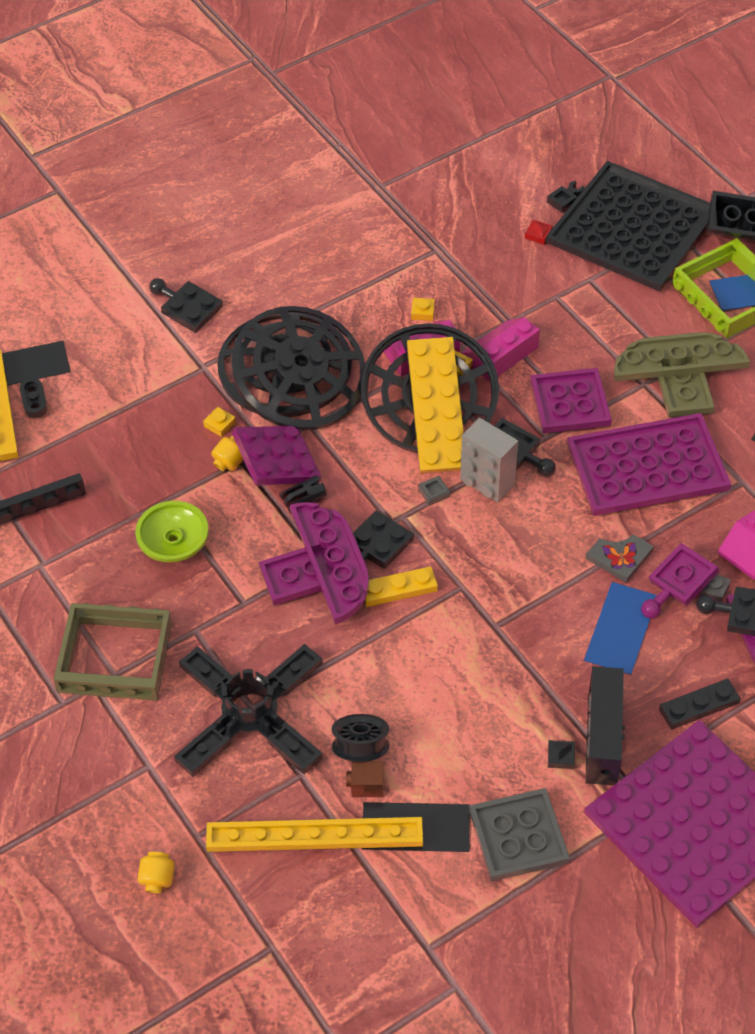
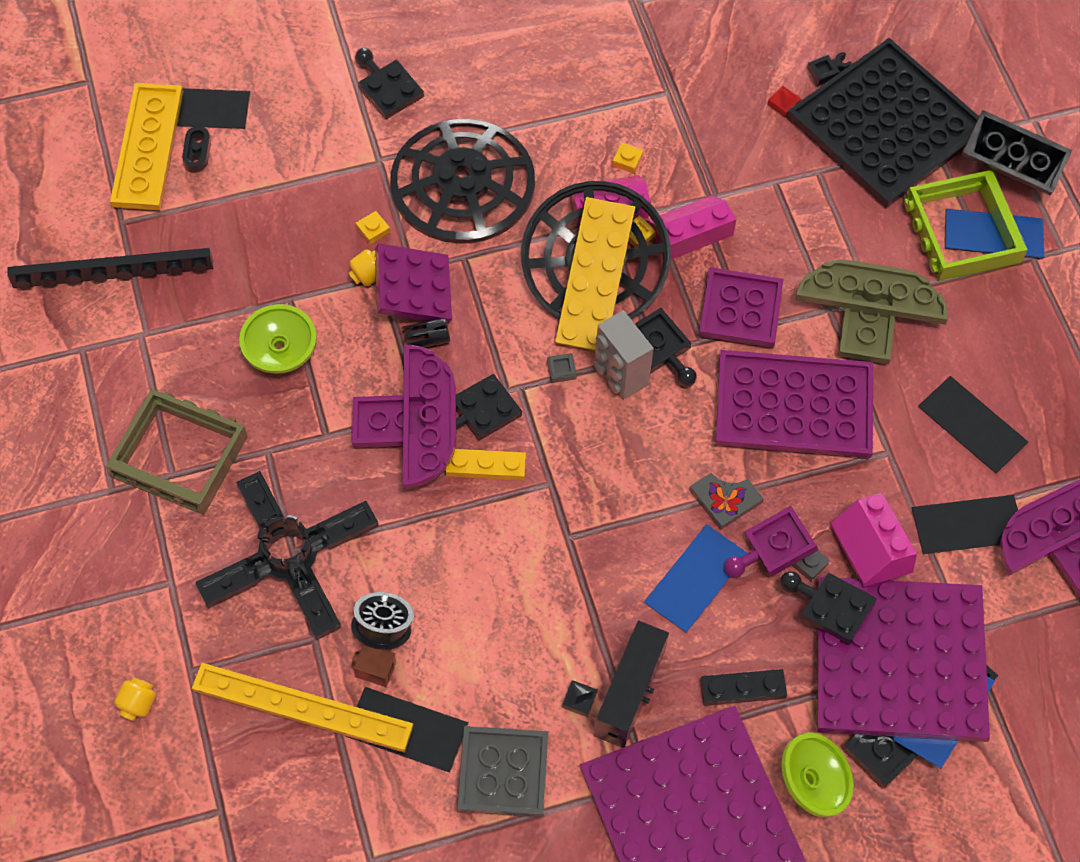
camera: 15 degrees right, 10 degrees up
(297, 376) = (459, 200): black dish -> none

